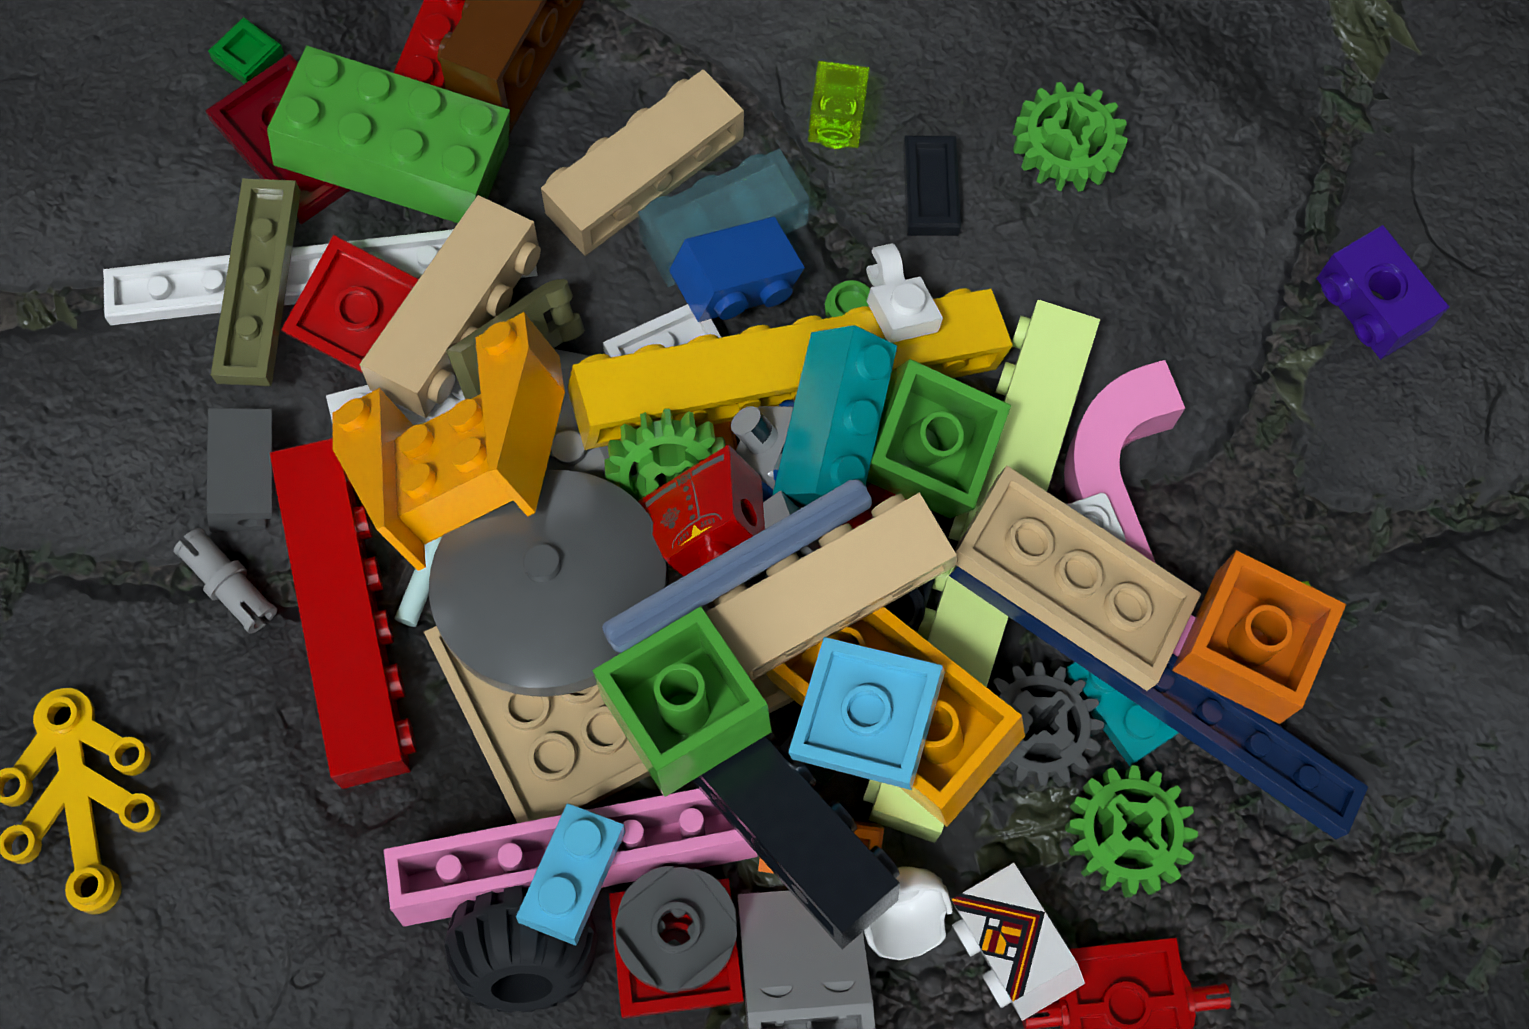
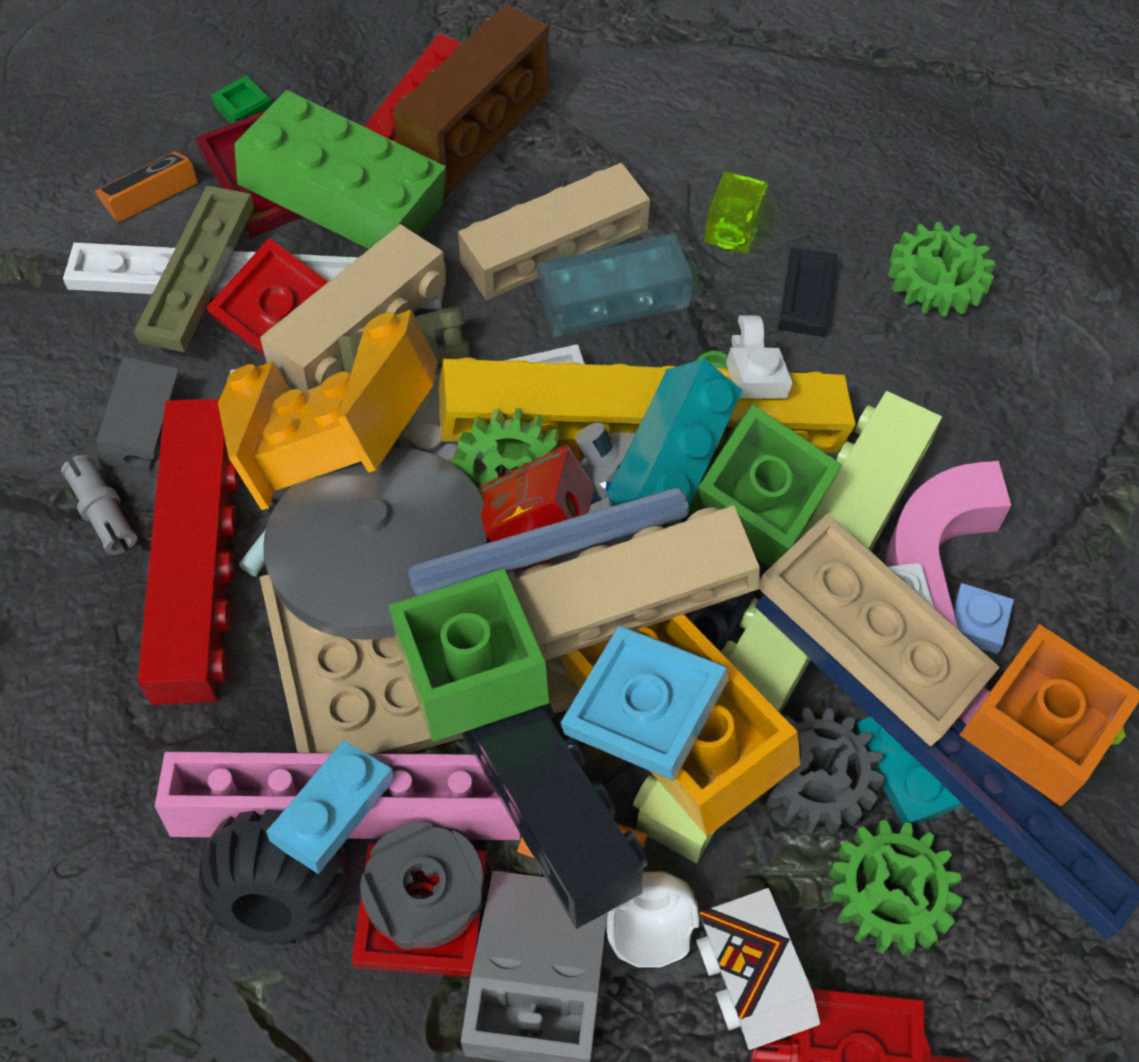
camera: 15 degrees right, 10 degrees down
(165, 180) = (147, 186): none -> orange slope
(736, 269) = (615, 323): blue brick -> none
(1171, 529) = (982, 616): none -> light blue plate

